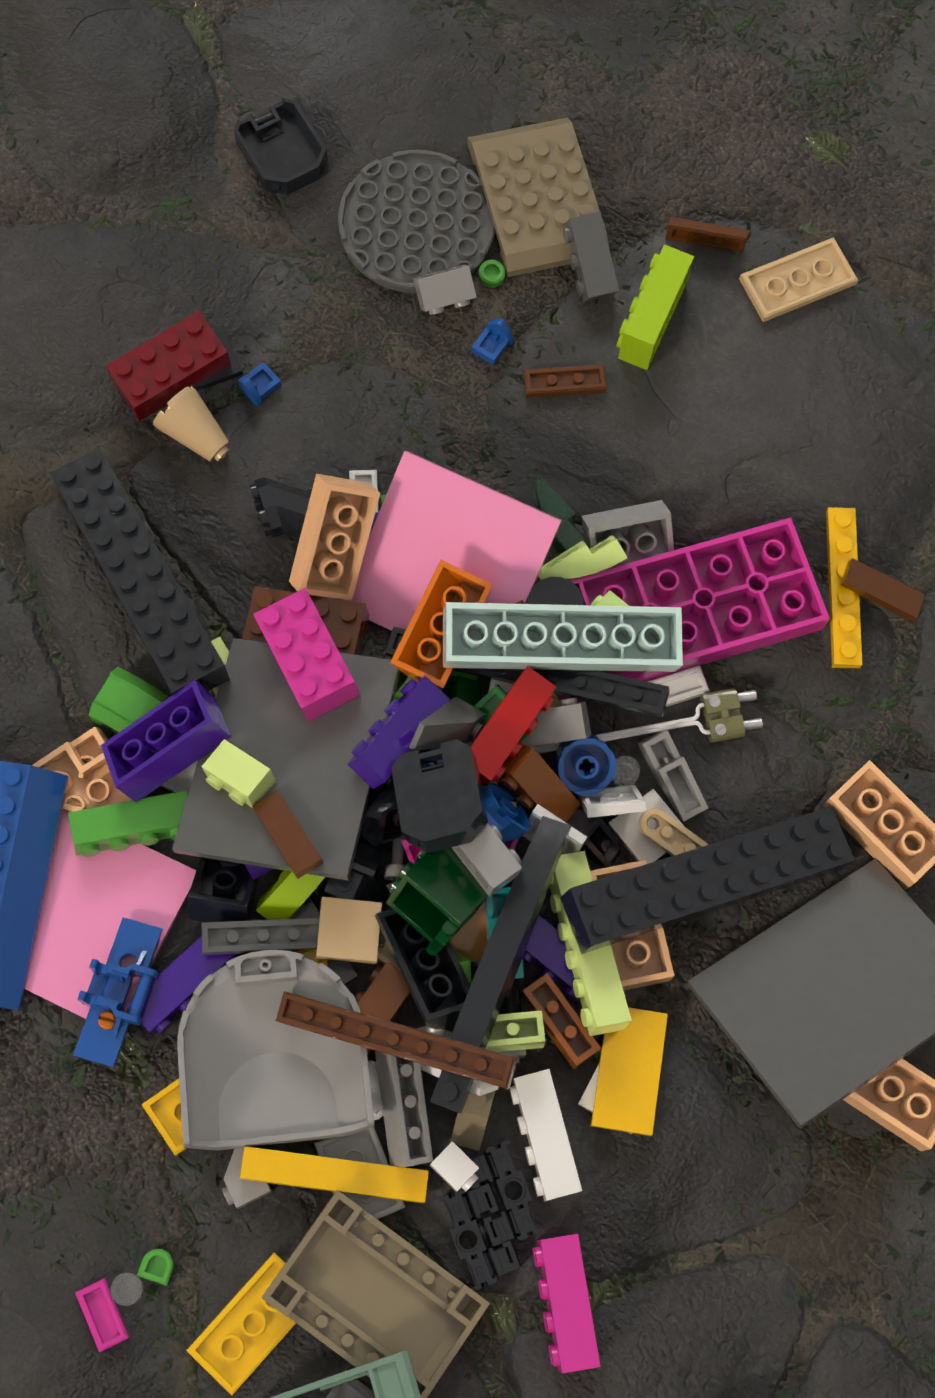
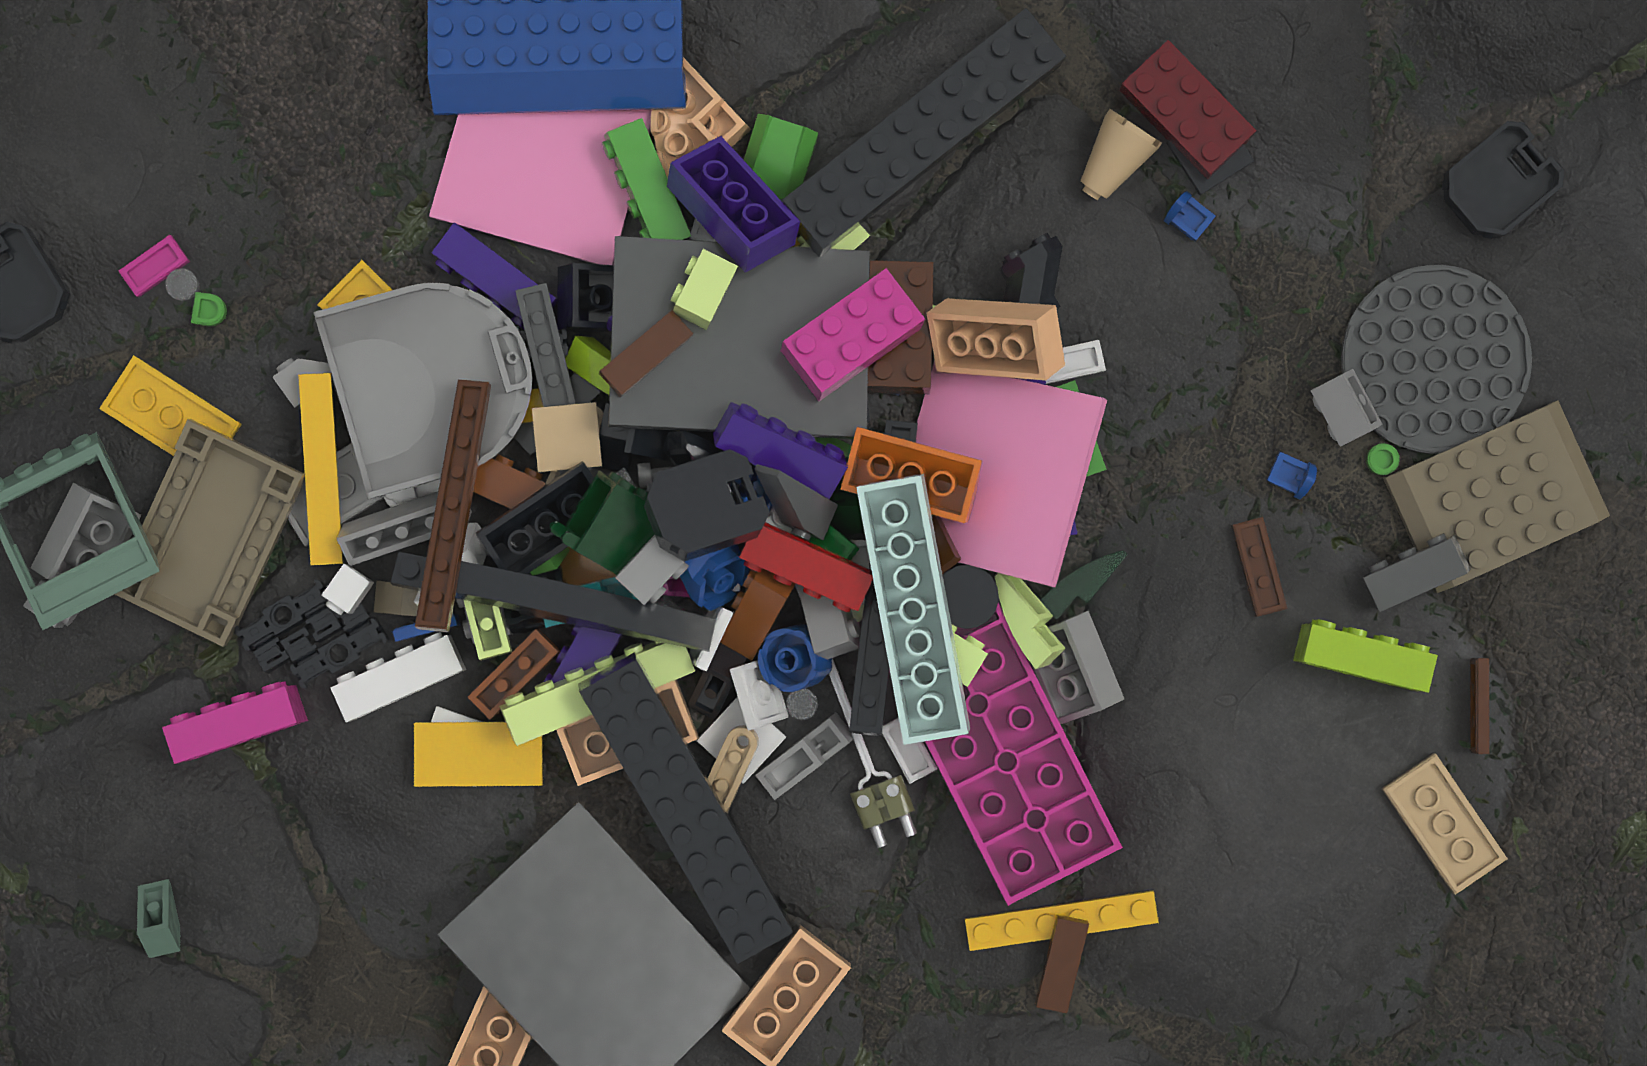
camera: 85 degrees right, 15 degrees up
(109, 987) = (469, 201): blue piece -> none
(503, 1110) = (410, 631): none -> blue tile

